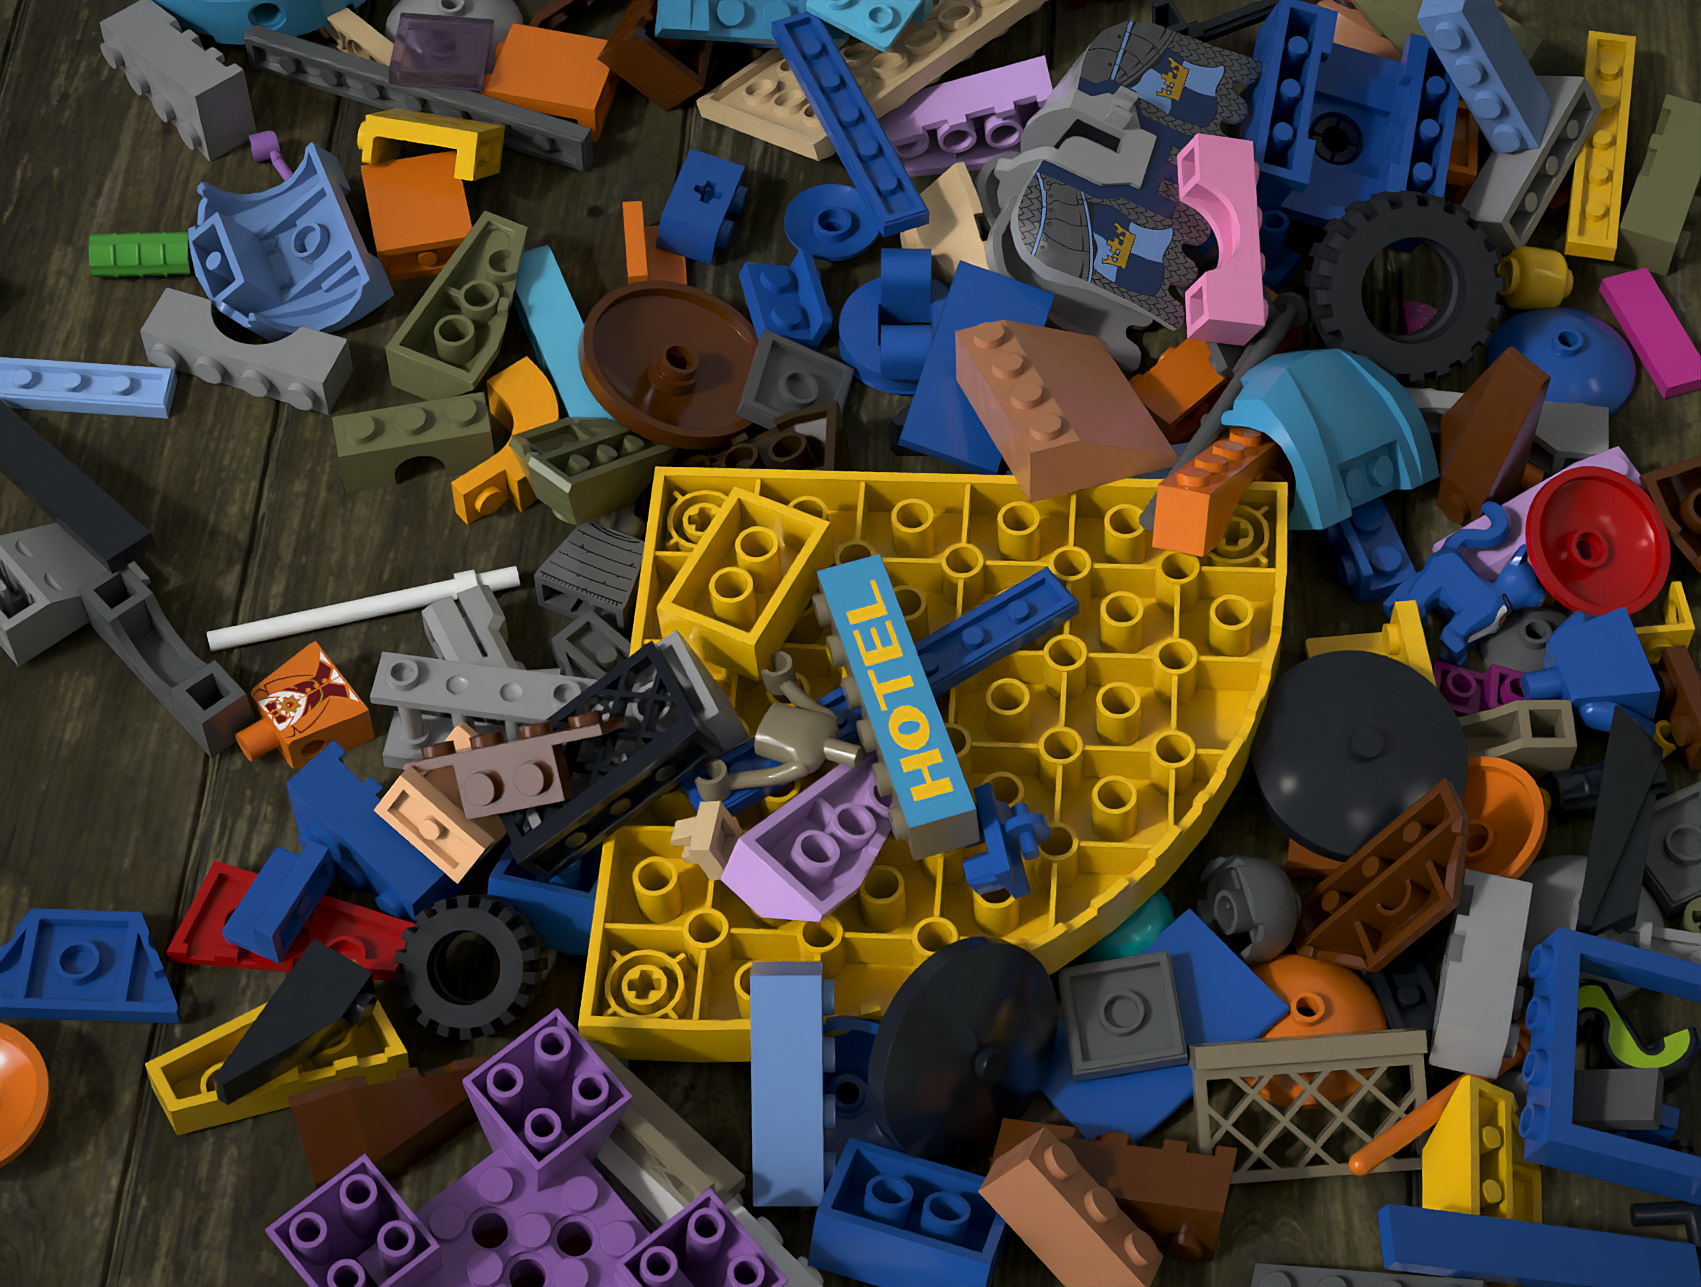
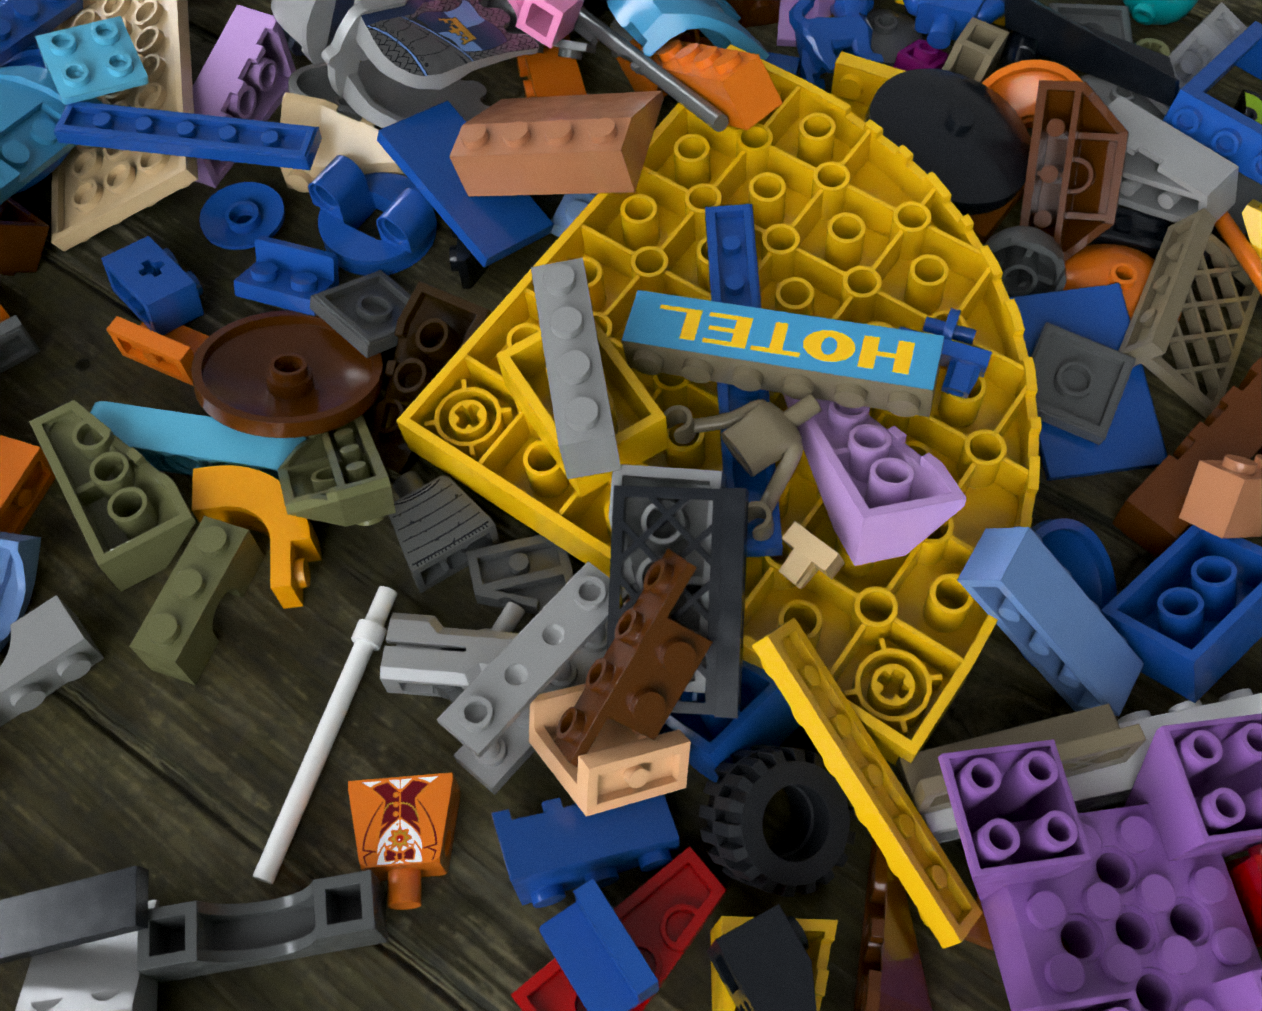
camera: 55 degrees left, 5 degrees up
(544, 971) = (869, 783): none -> yellow plate
(738, 542) = (575, 369): none -> light grey brick
(962, 1049) = (1095, 481): black dish -> none

